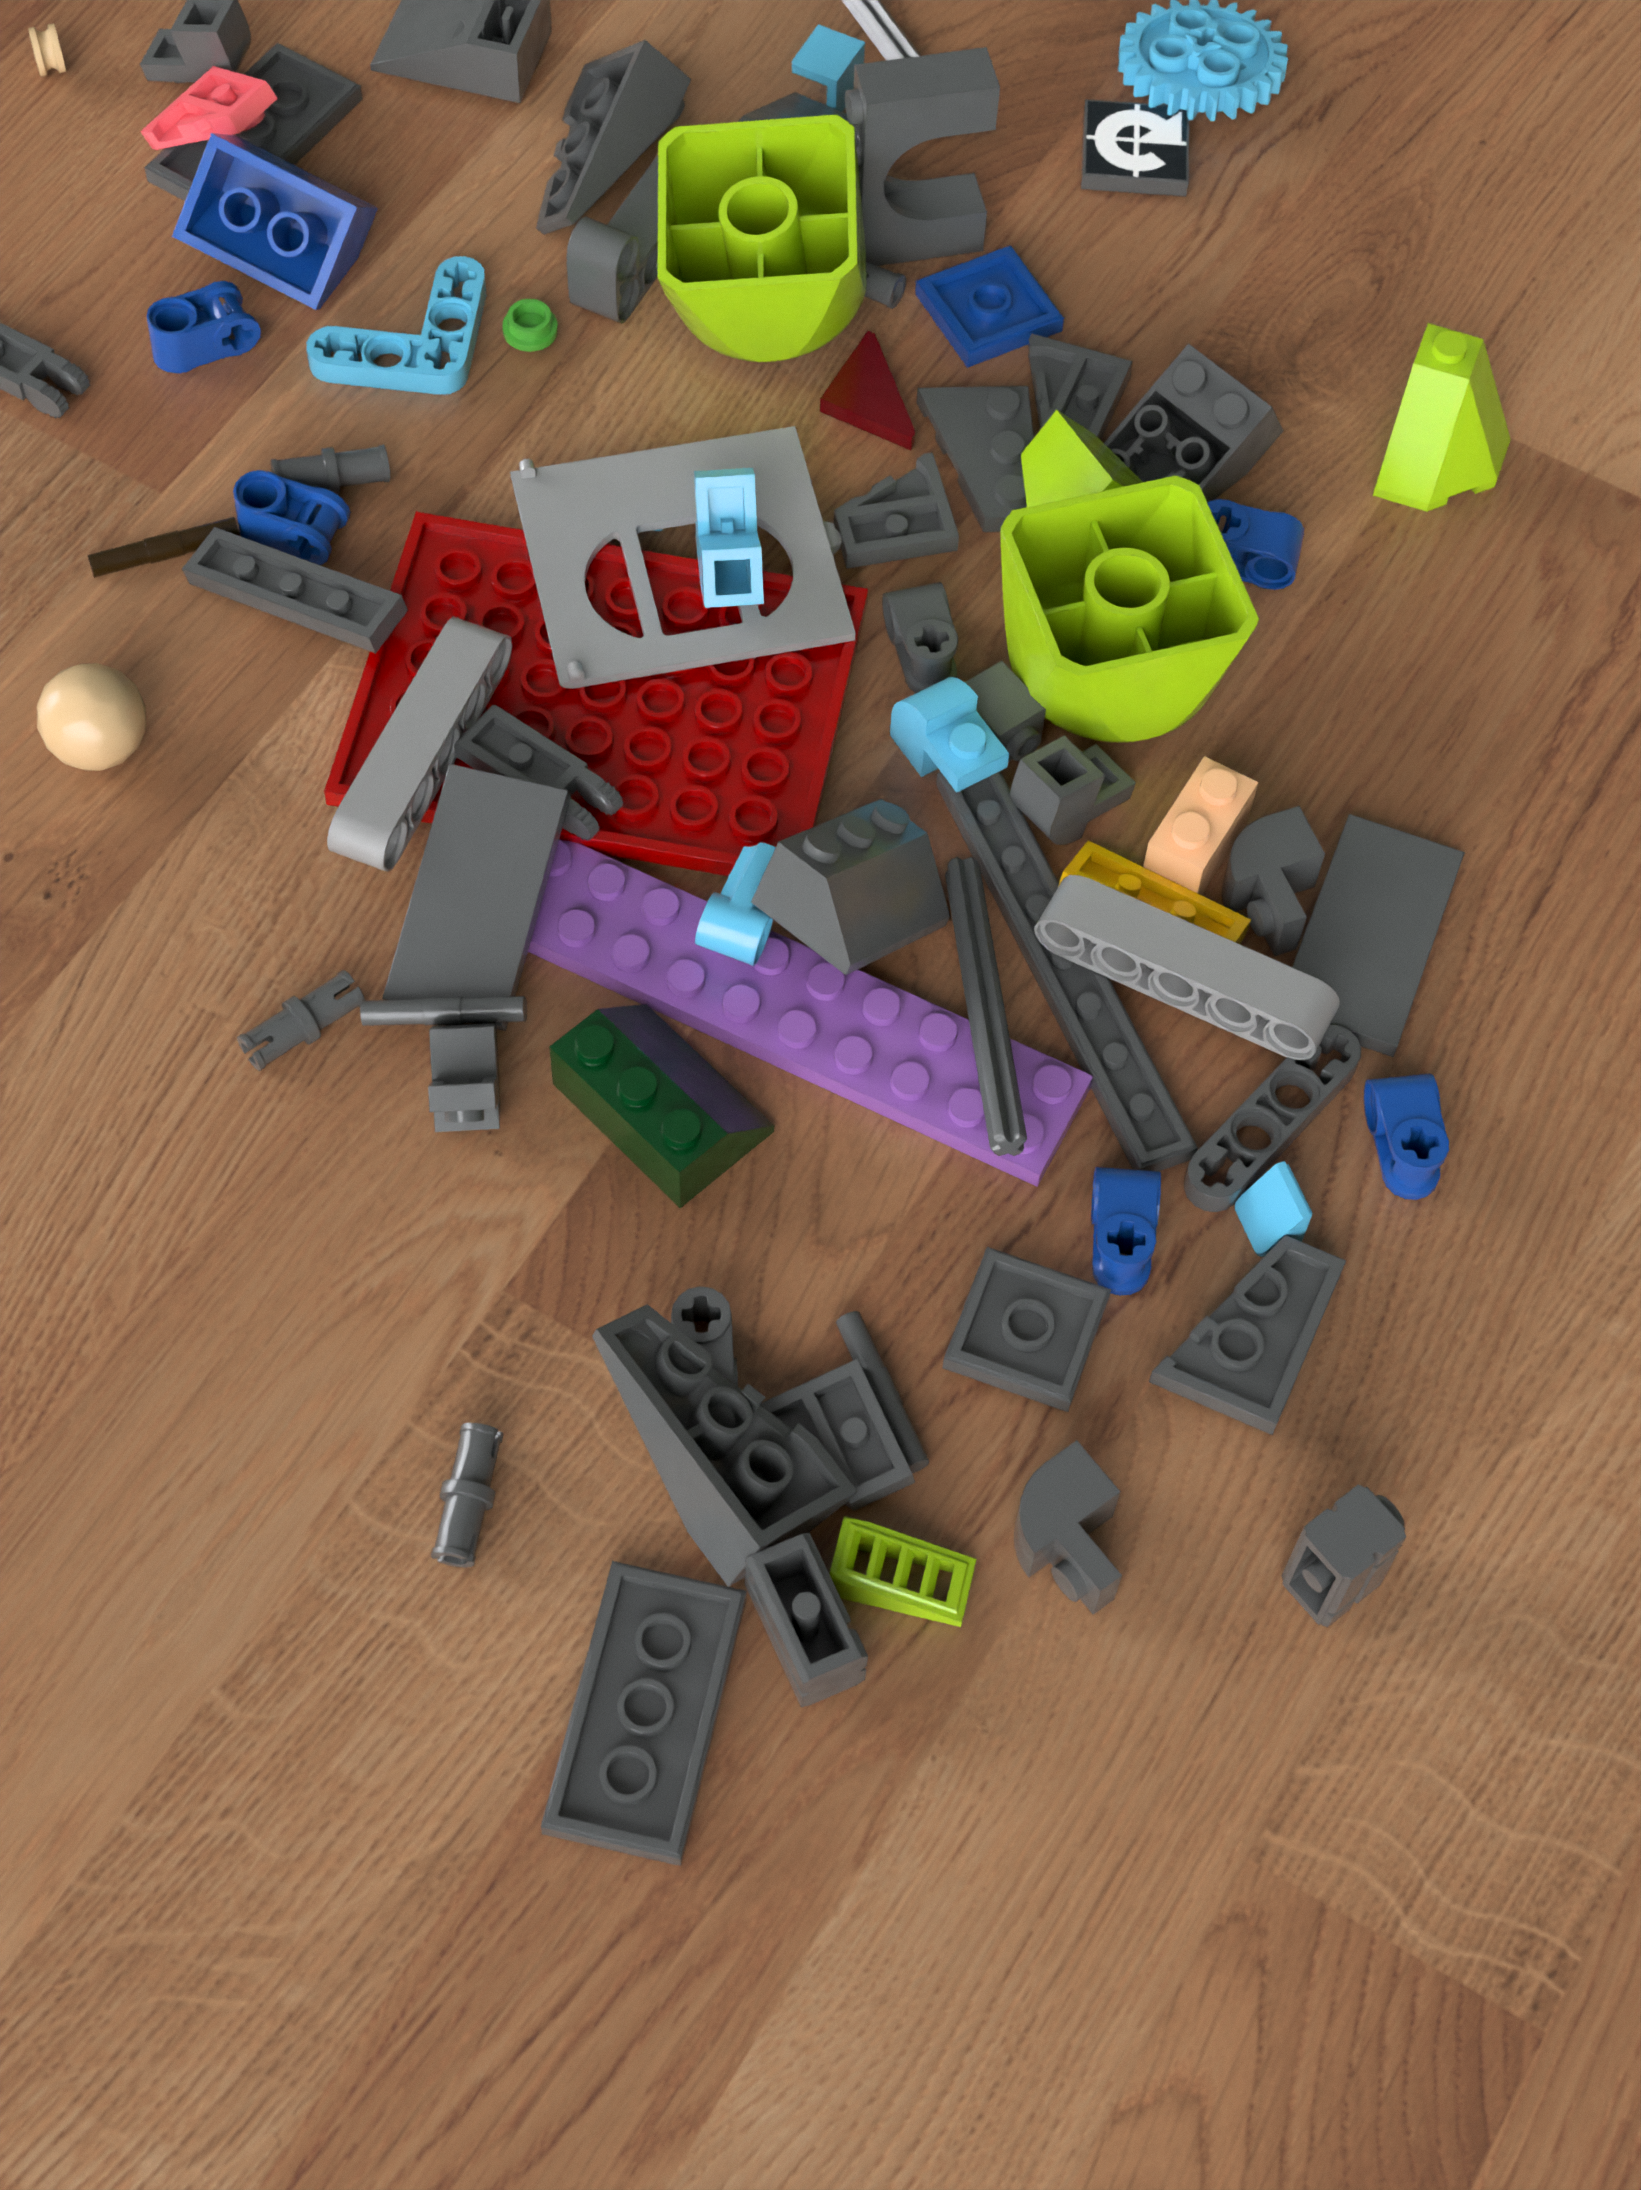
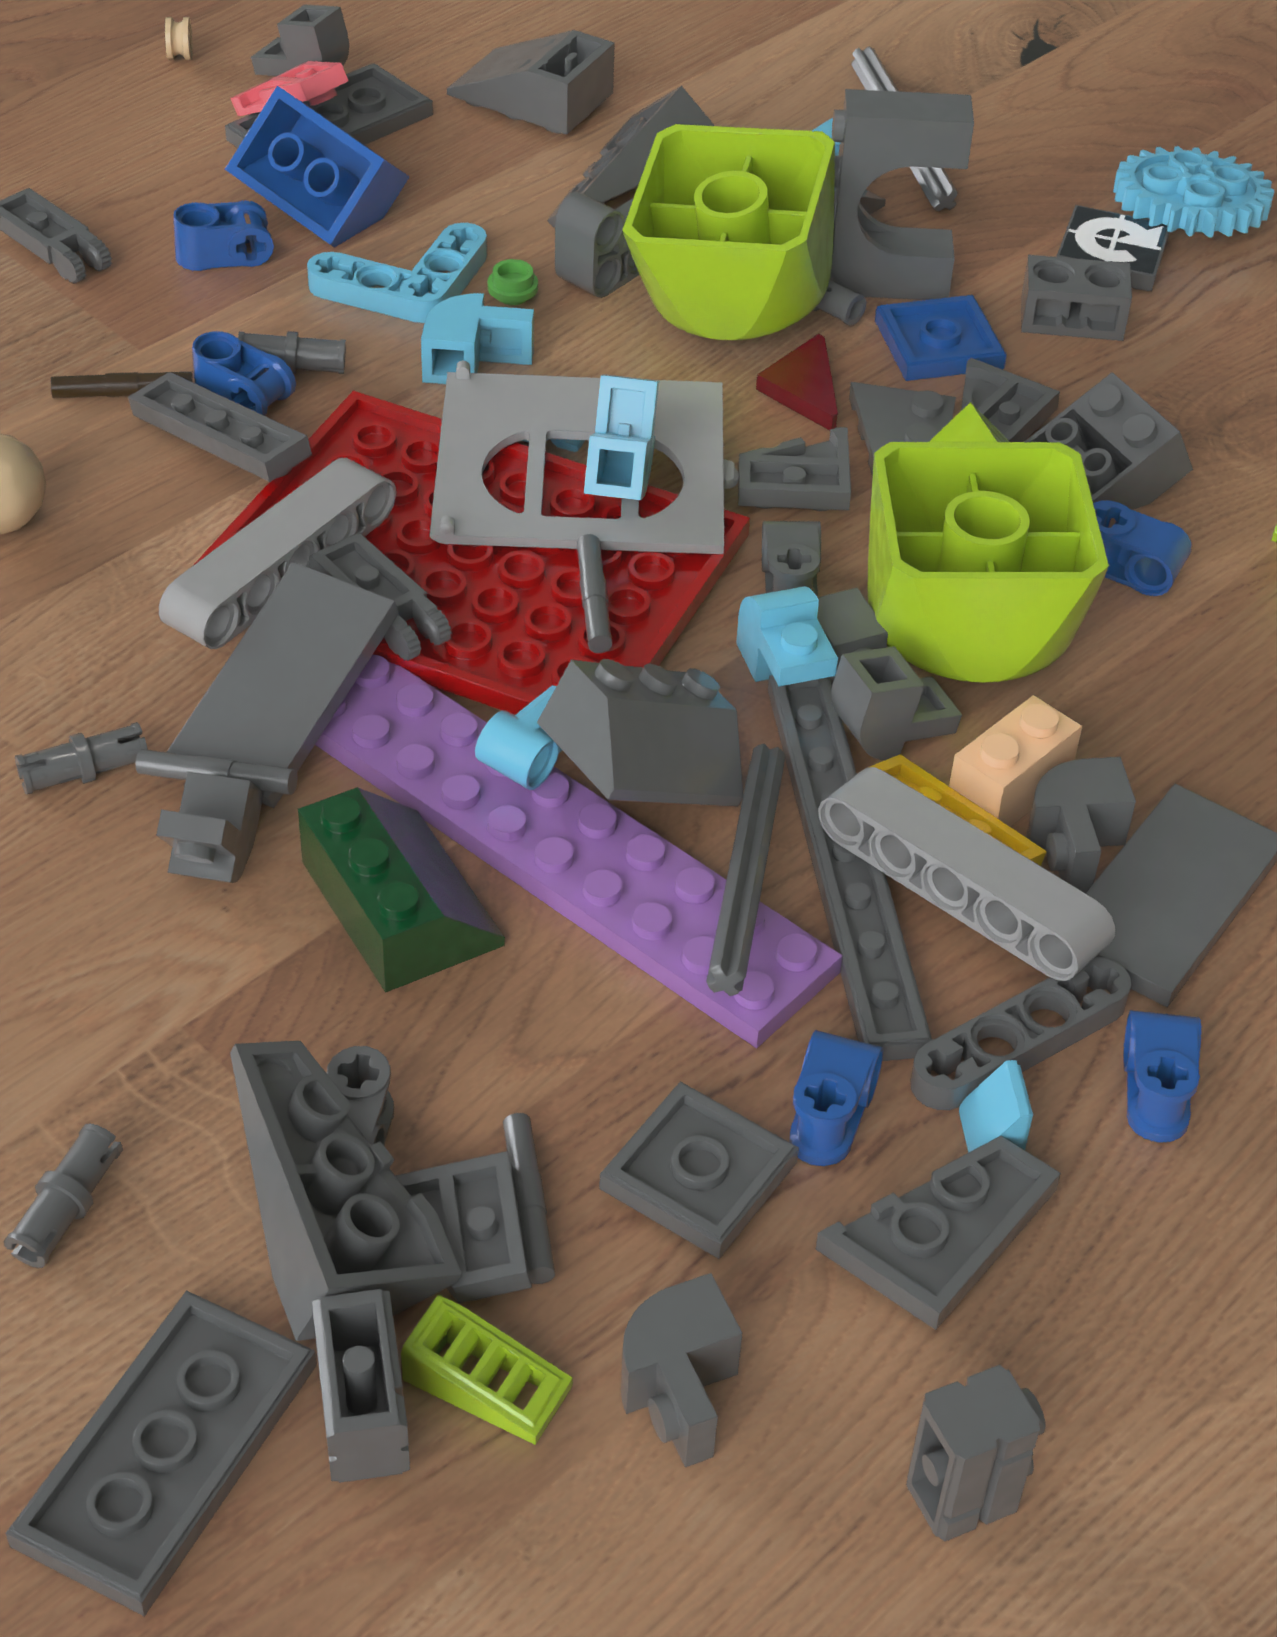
camera: 15 degrees right, 15 degrees down
(508, 407) = (474, 333): none -> medium azure brick
(745, 720) = (594, 594): none -> dark grey piece
(1117, 229) = (1076, 297): none -> dark grey brick

